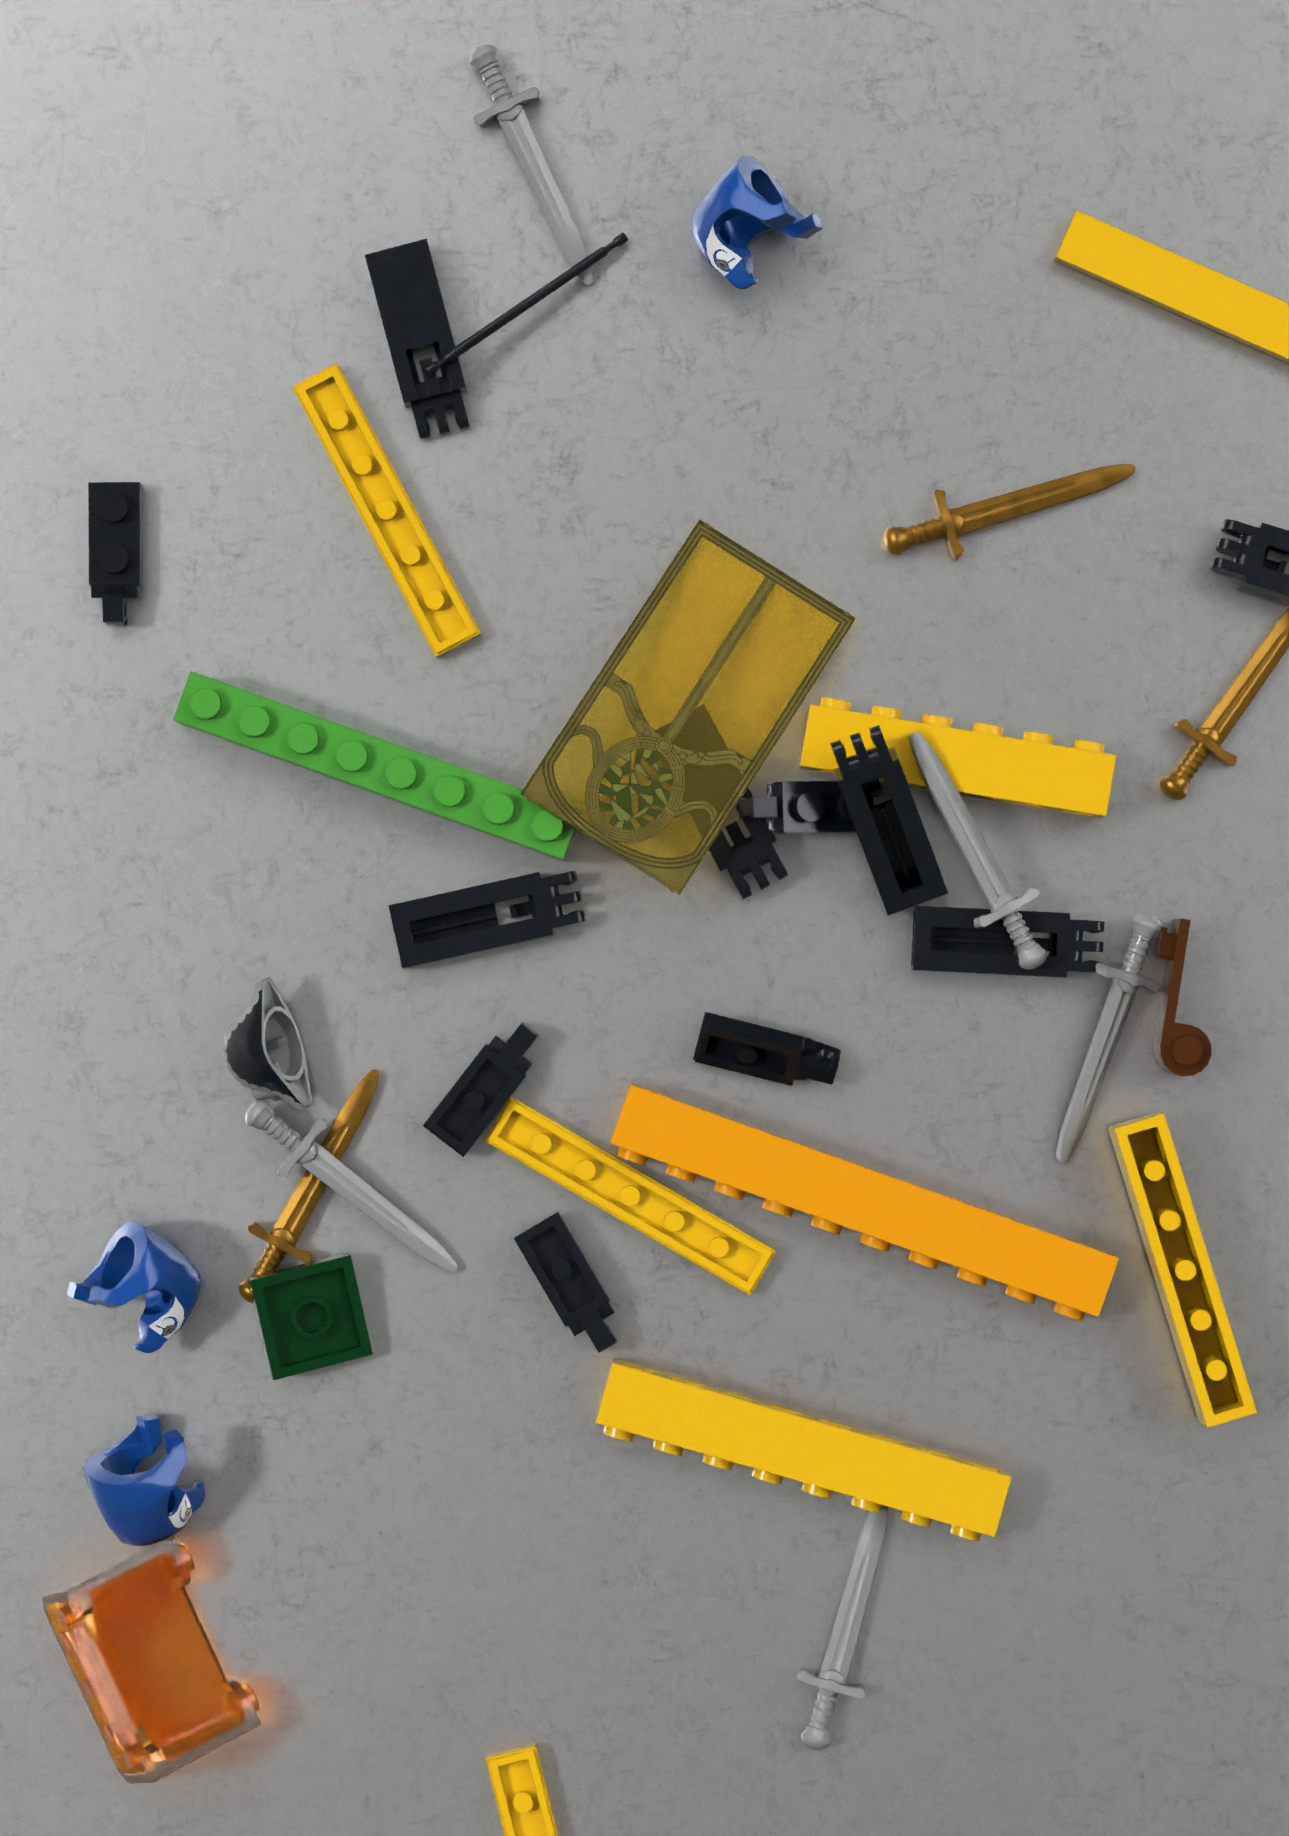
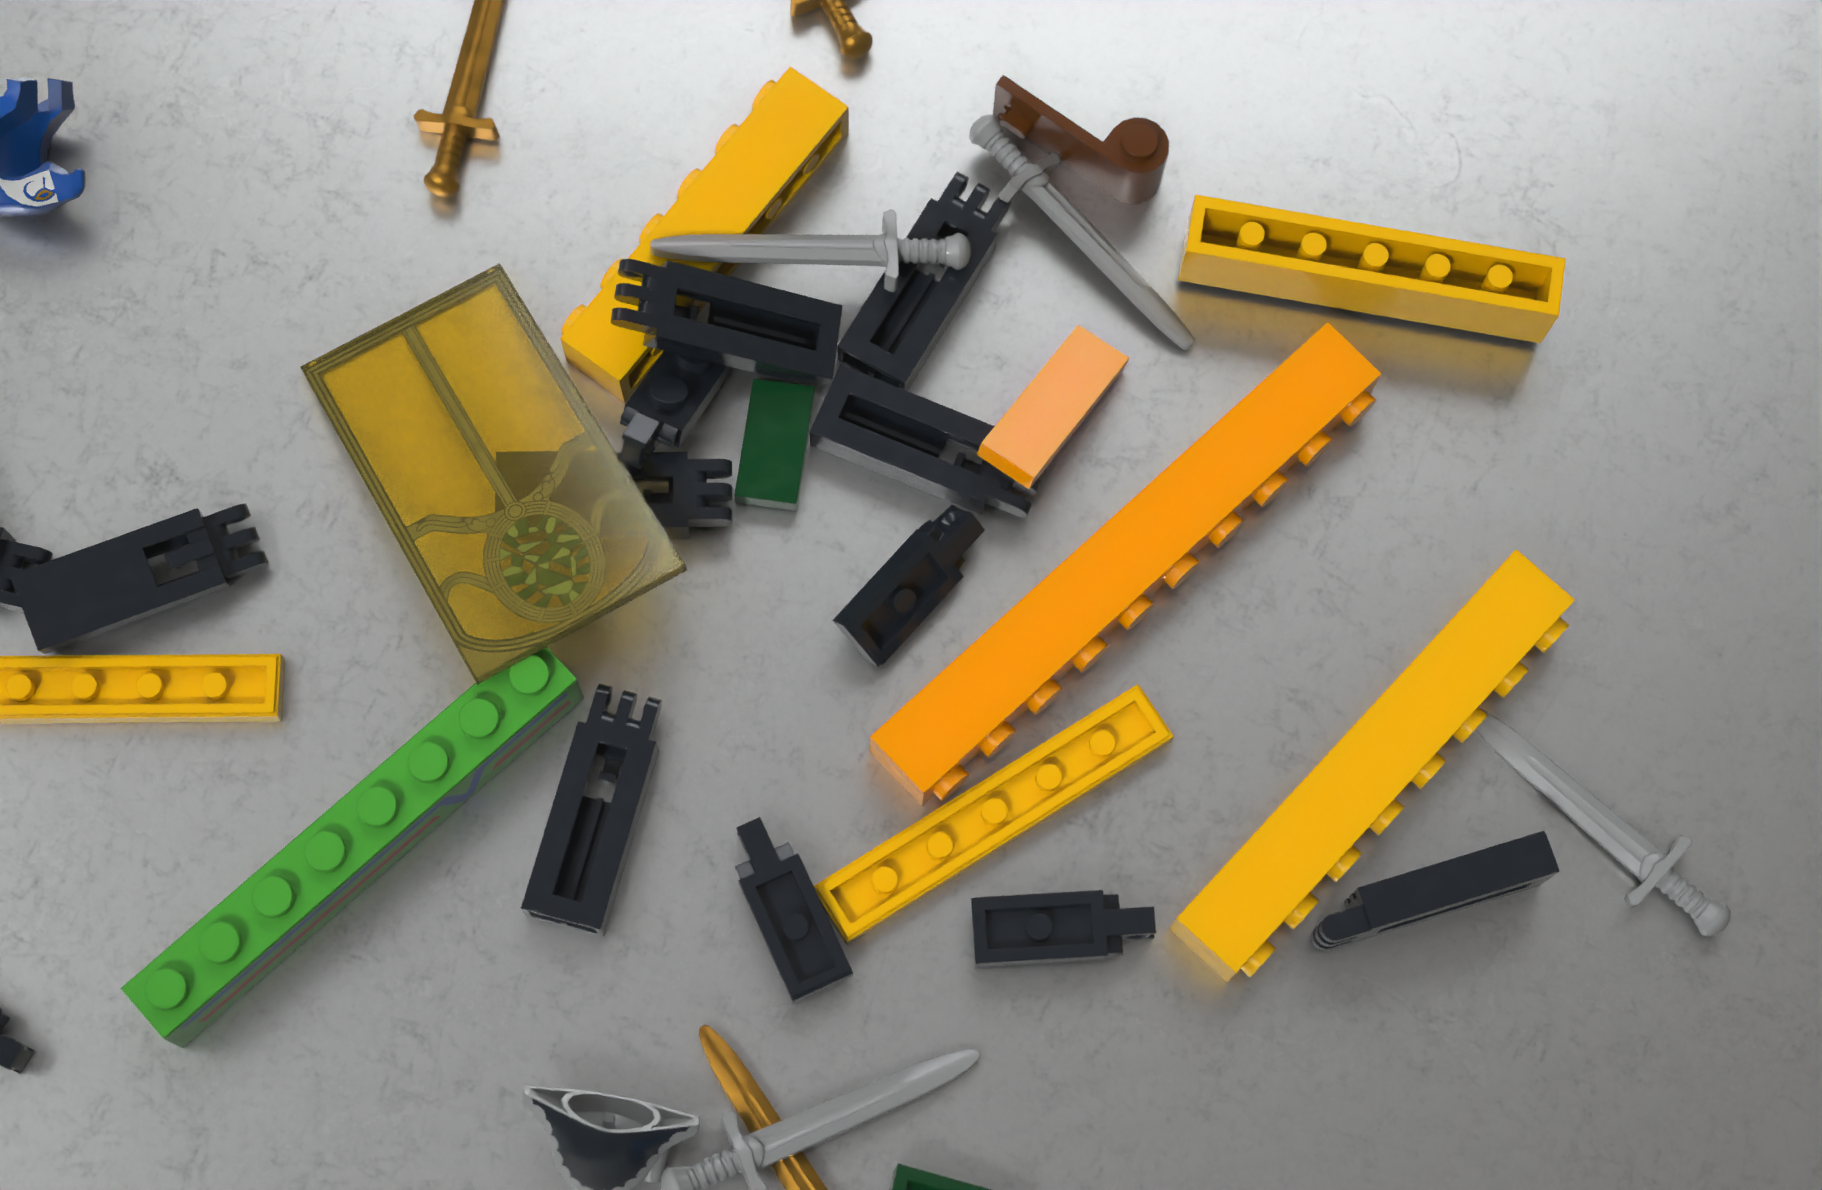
camera: 70 degrees left, 15 degrees down
(468, 487) = (116, 585): none -> black hinge
(730, 1535) = (1438, 890): none -> black hinge
(821, 896) = (774, 444): none -> dark green tile
(875, 990) = (904, 439): none -> black hinge
(951, 1087) = (1052, 406): none -> light orange tile

